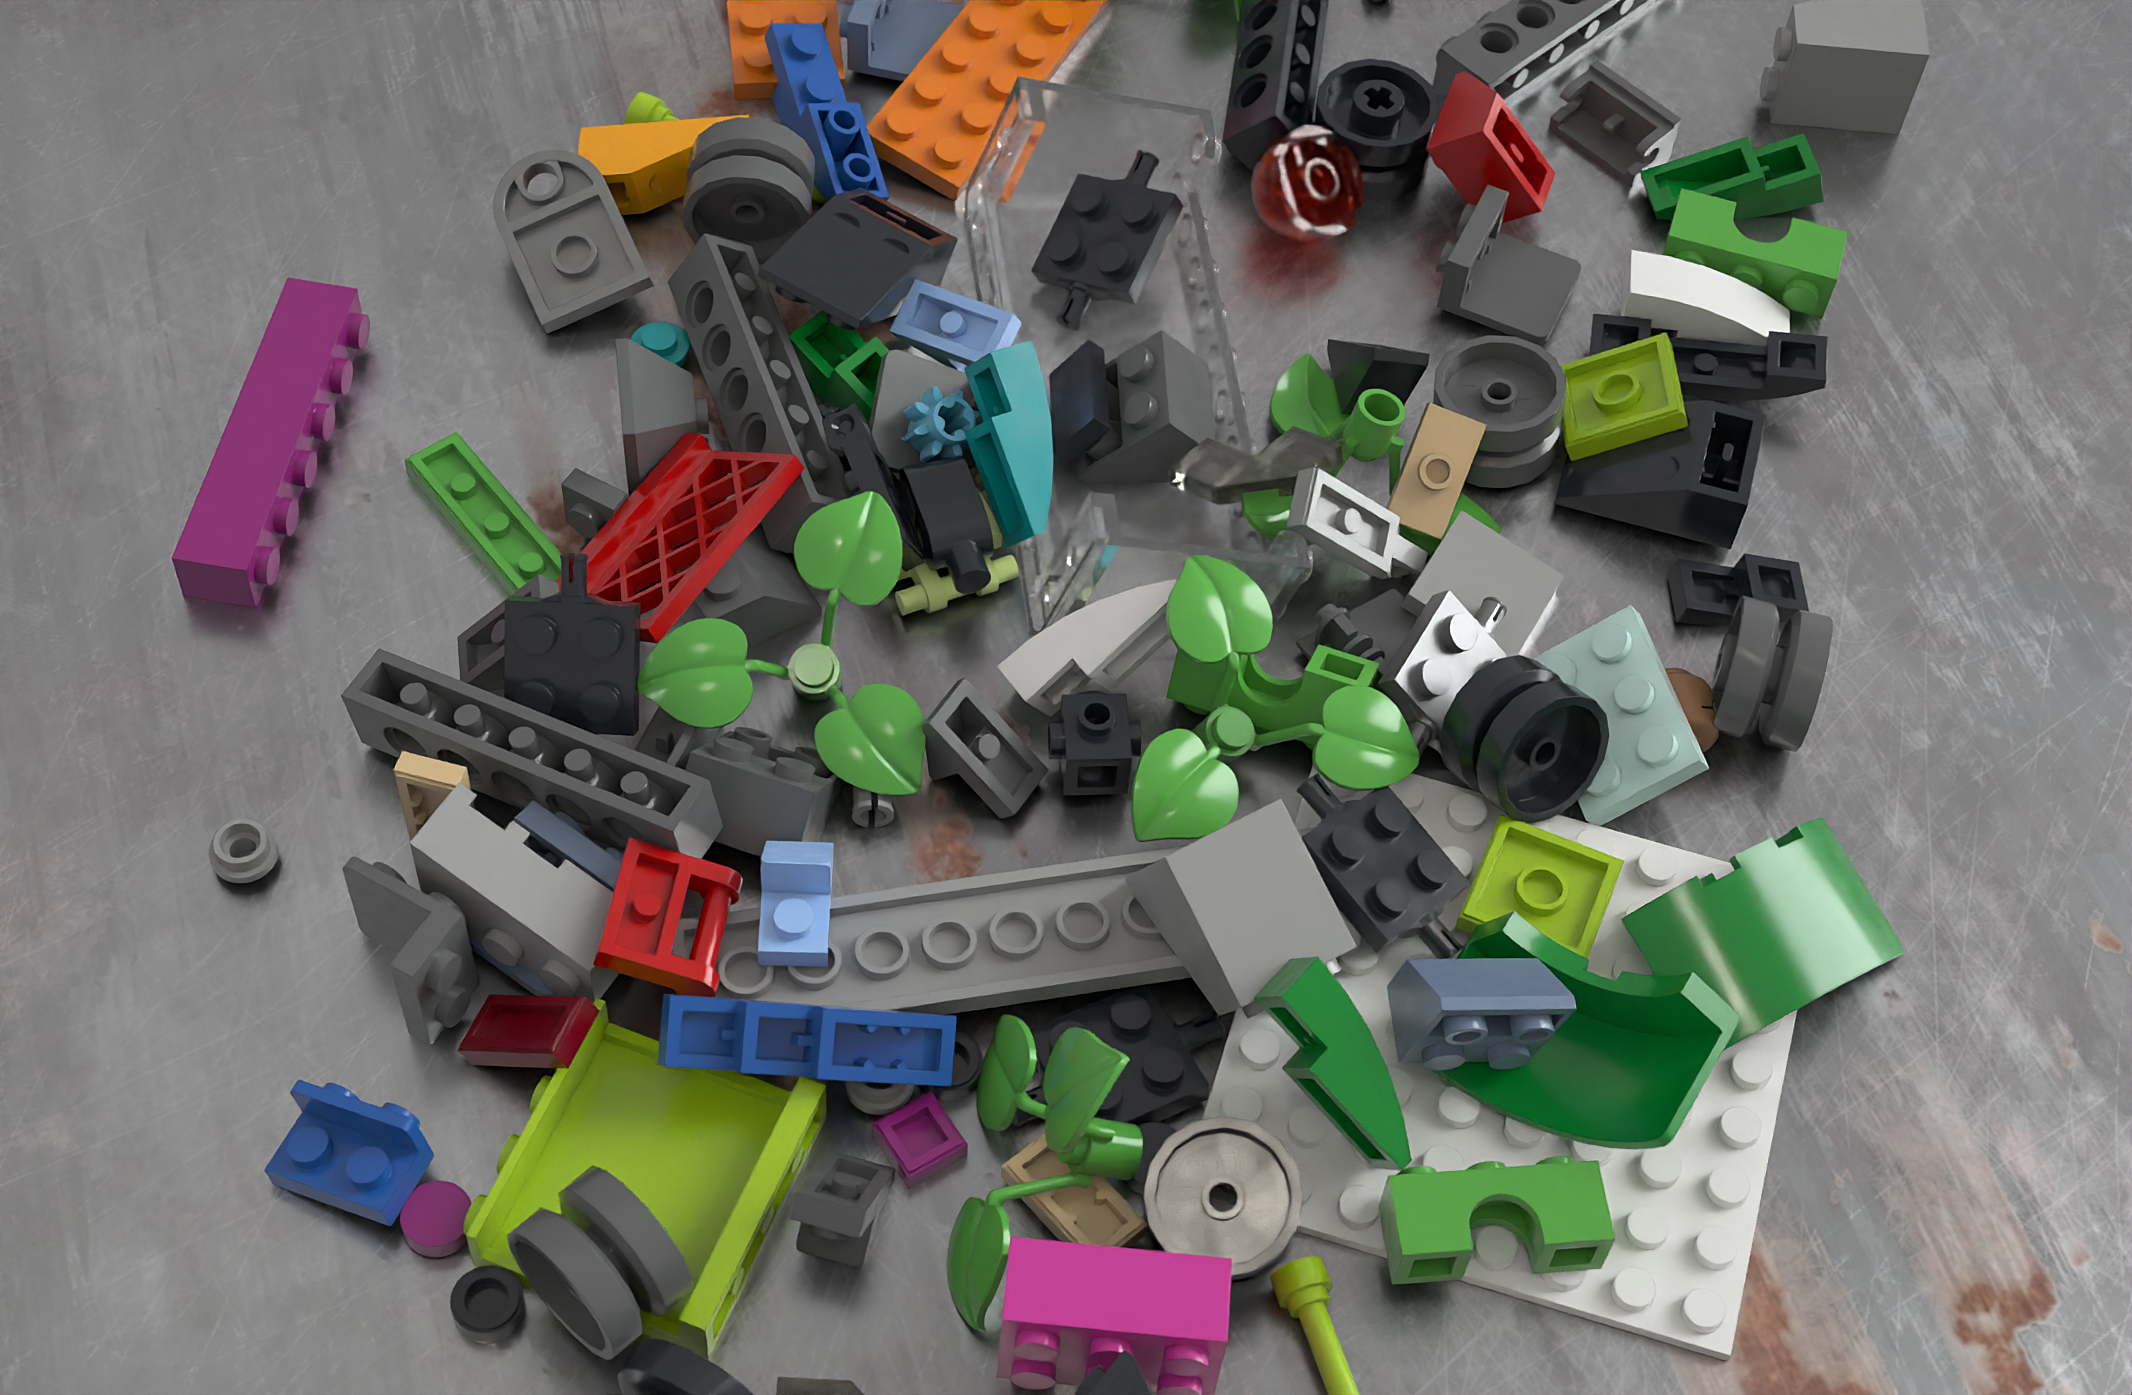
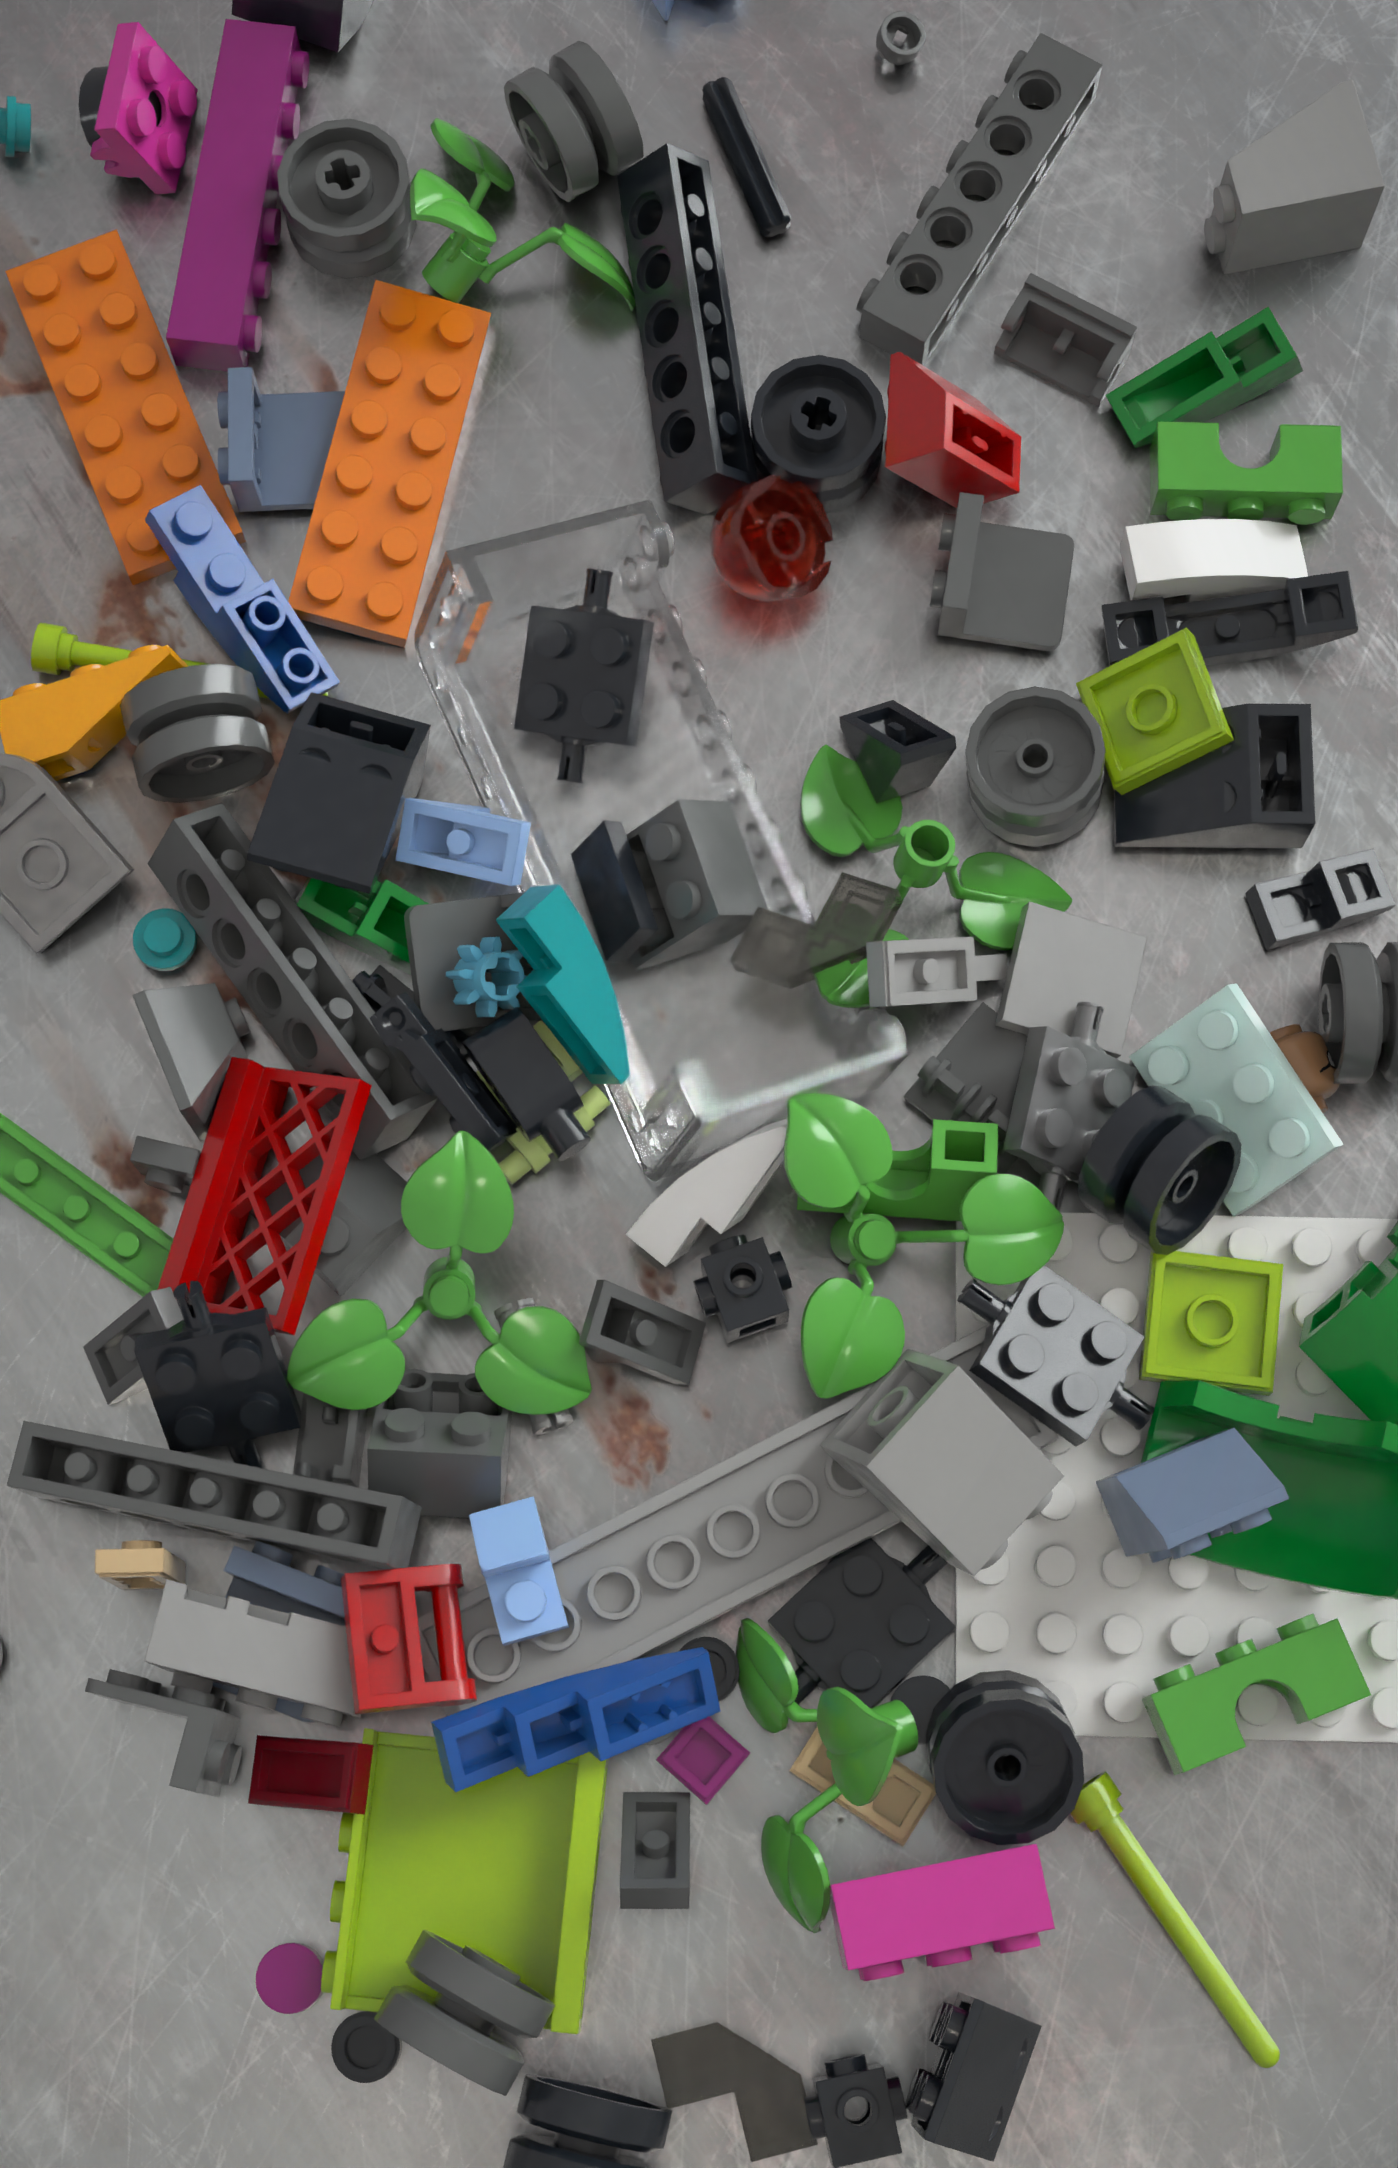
camera: 10 degrees left, 20 degrees up
(351, 1152) = (191, 1951): blue bracket -> none
(1338, 1060) = (1073, 1596): green slope -> none
(1435, 470) = (994, 874): tan plate -> none

